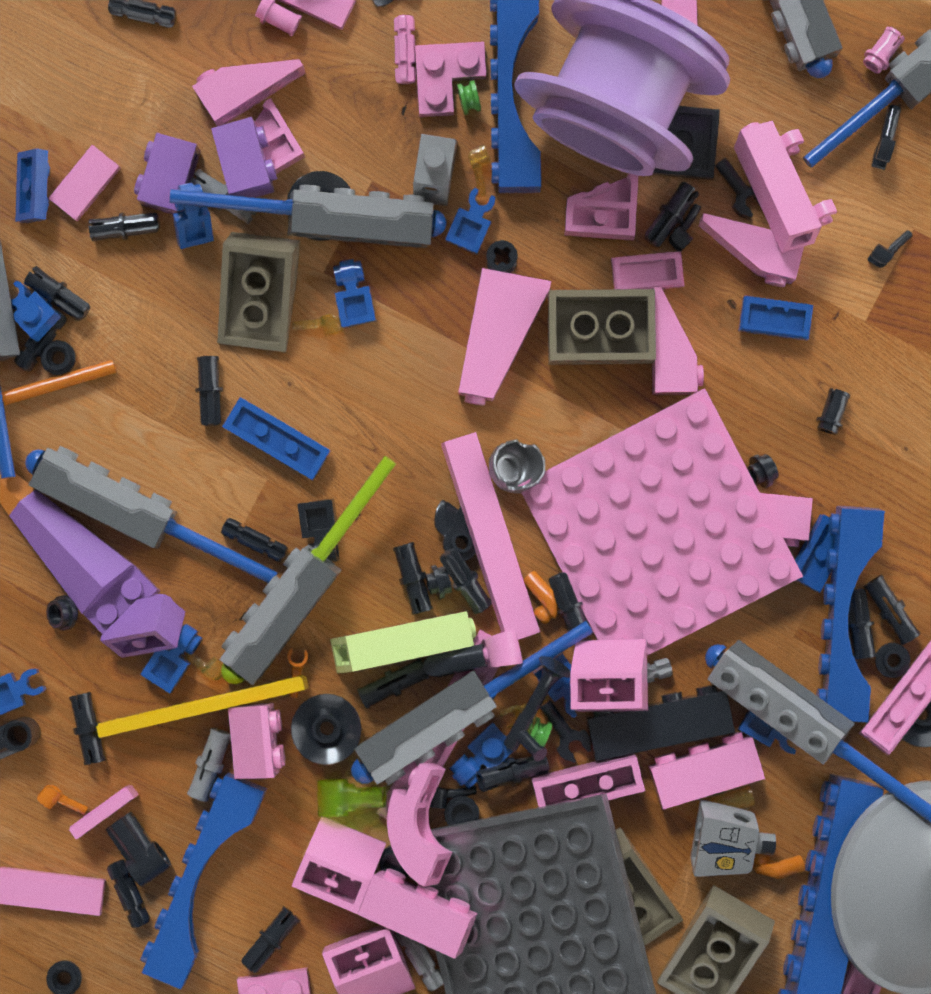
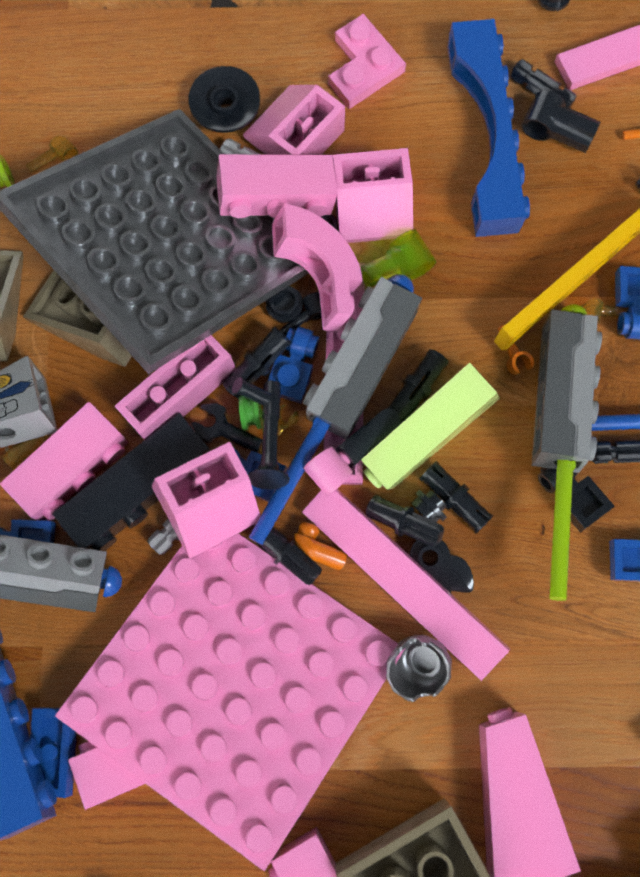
camera: 150 degrees right, 10 degrees down
(103, 811) = (611, 137): bright pink tile -> none
(209, 764) = (543, 227): light grey pin -> none
(255, 741) = (513, 263): bright pink slope -> none
(270, 940) = (396, 109): black axle -> none
(307, 729) = (459, 295): black dish -> none
(763, 470) = (155, 811): black plate -> none

